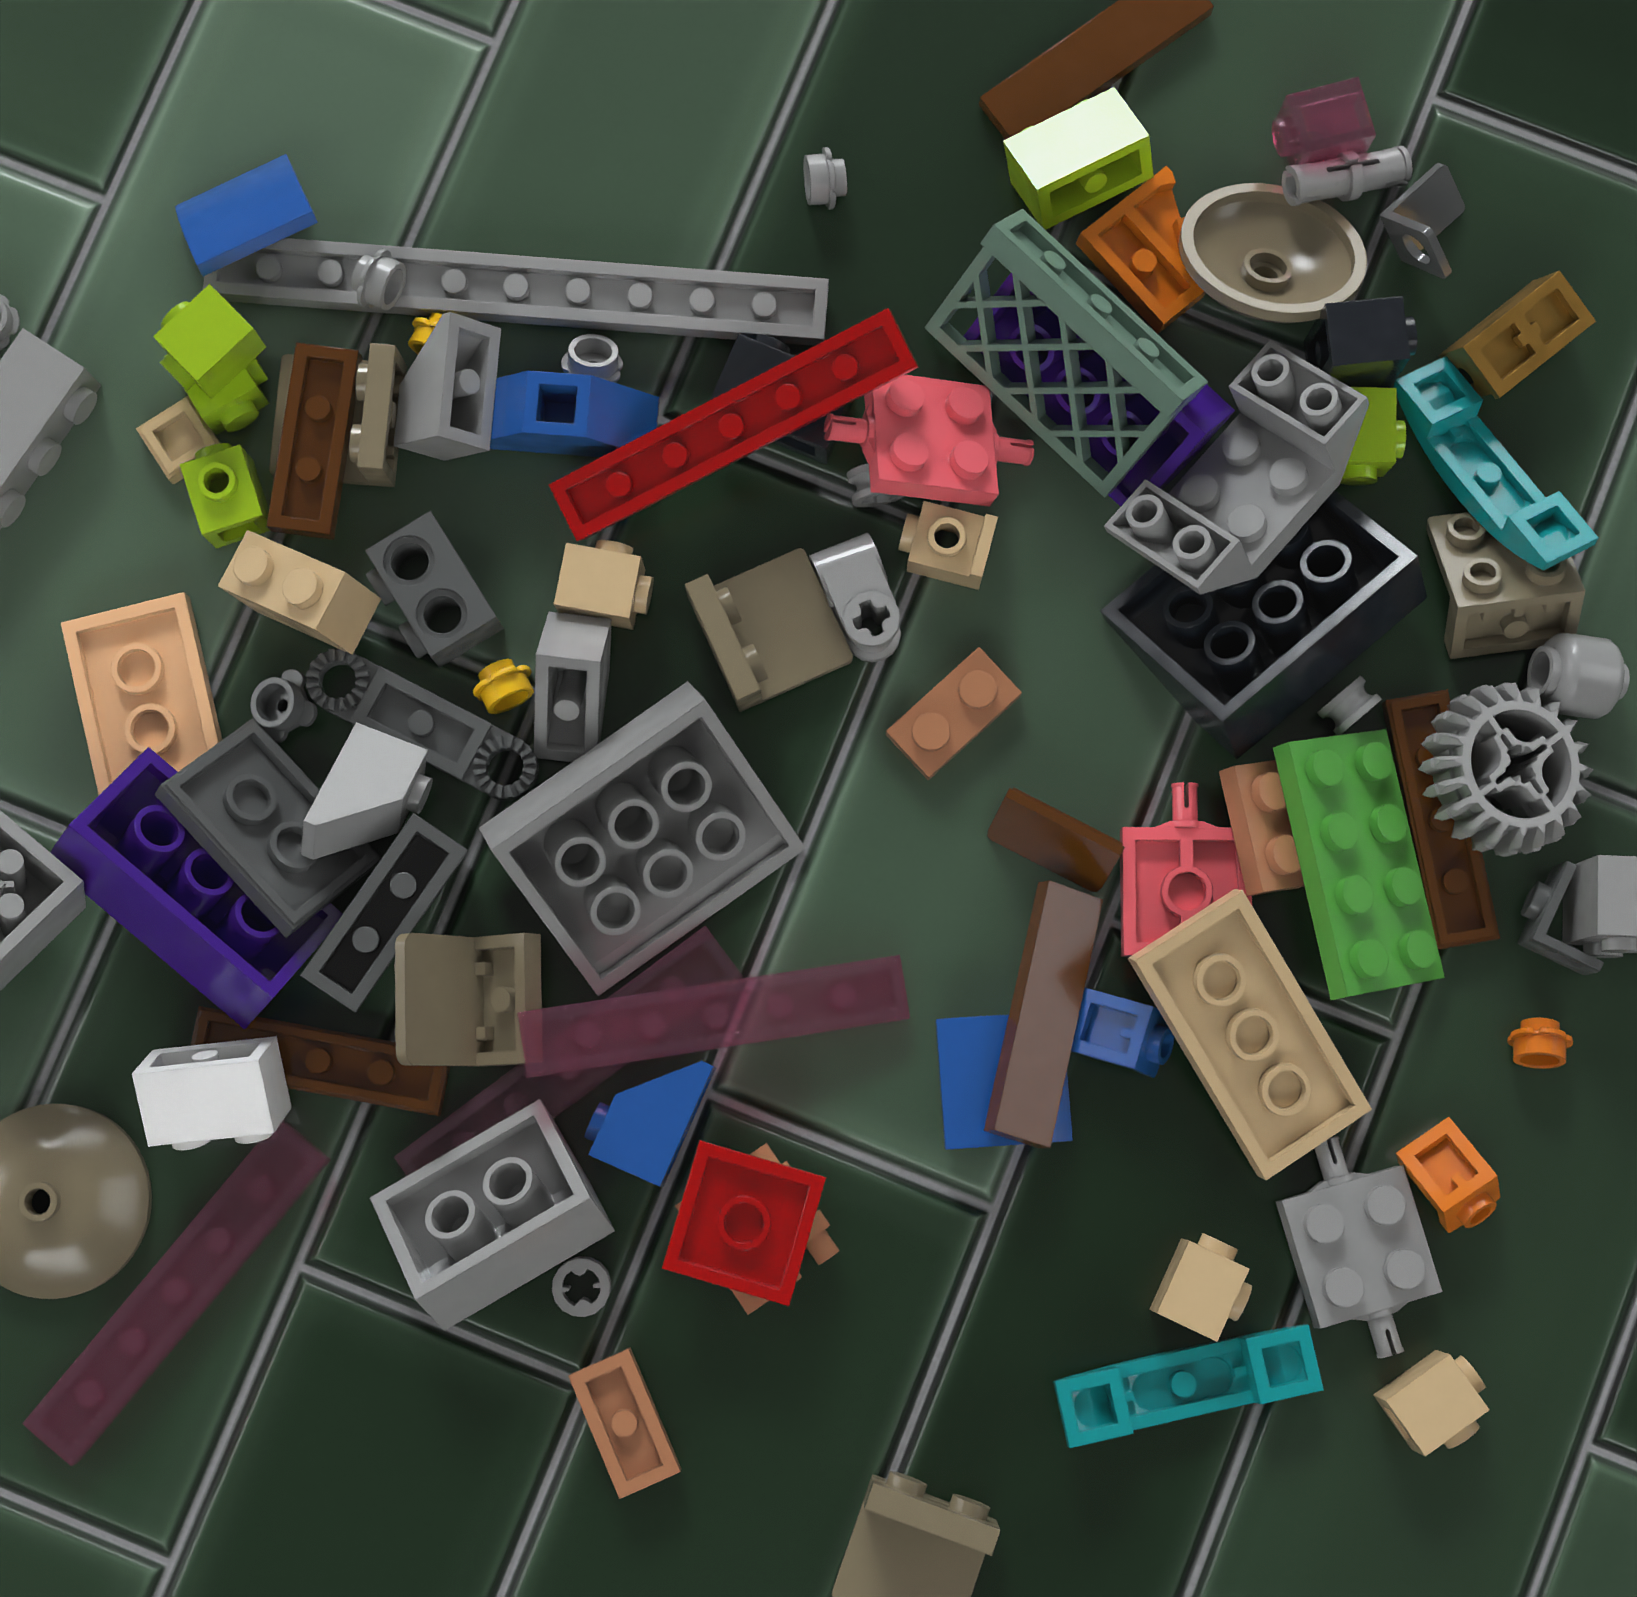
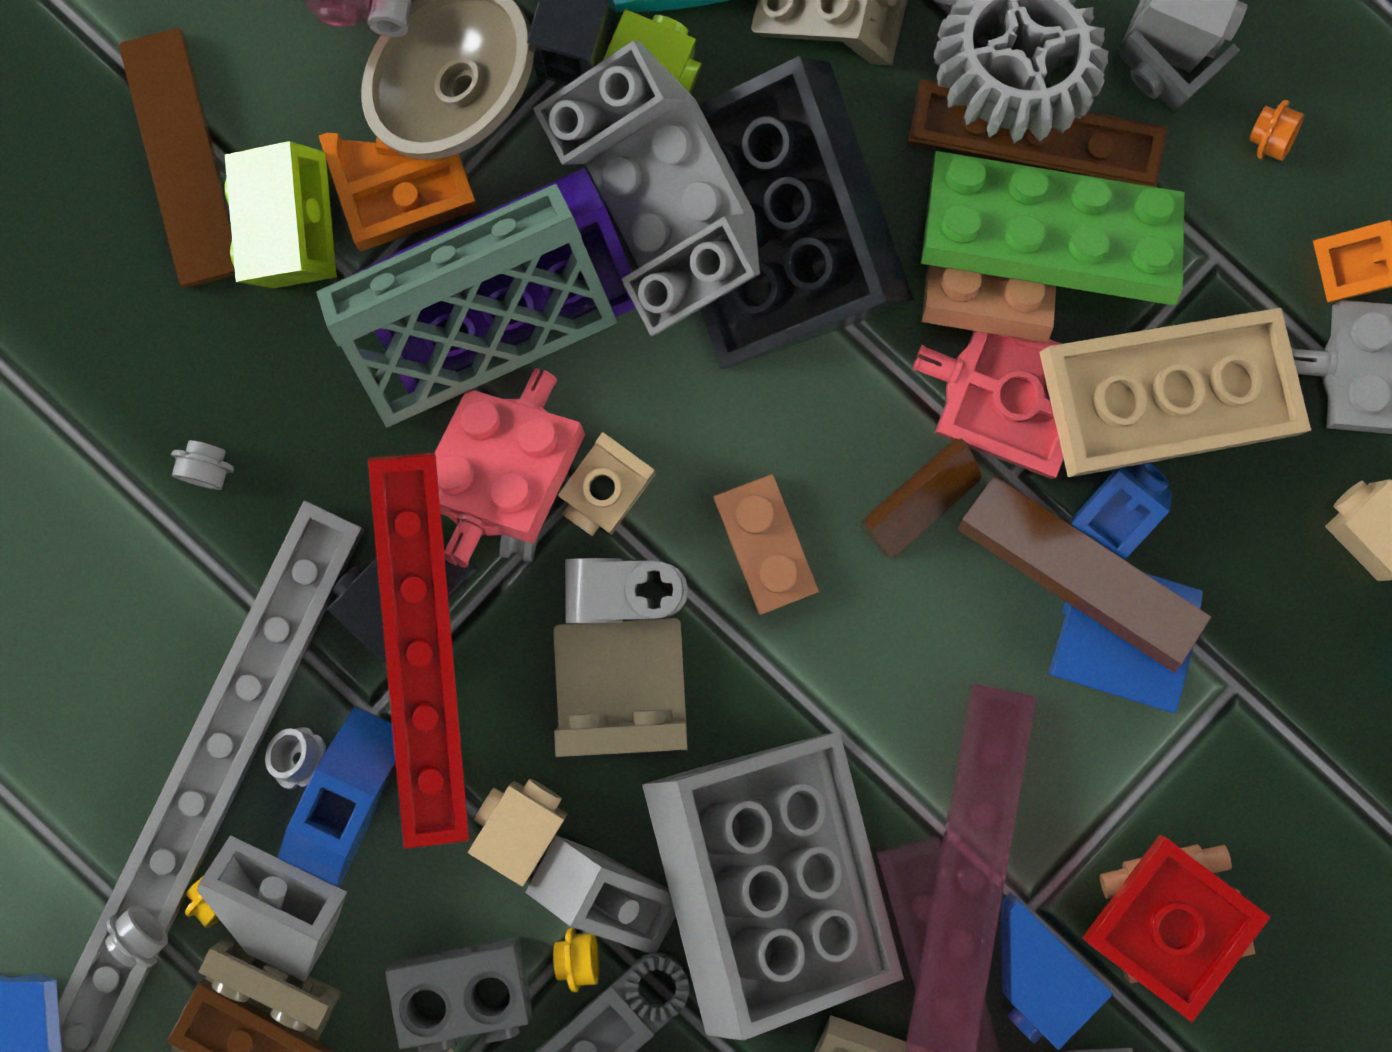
camera: 75 degrees left, 5 degrees up
(1349, 705) = (902, 175): light grey bush -> none

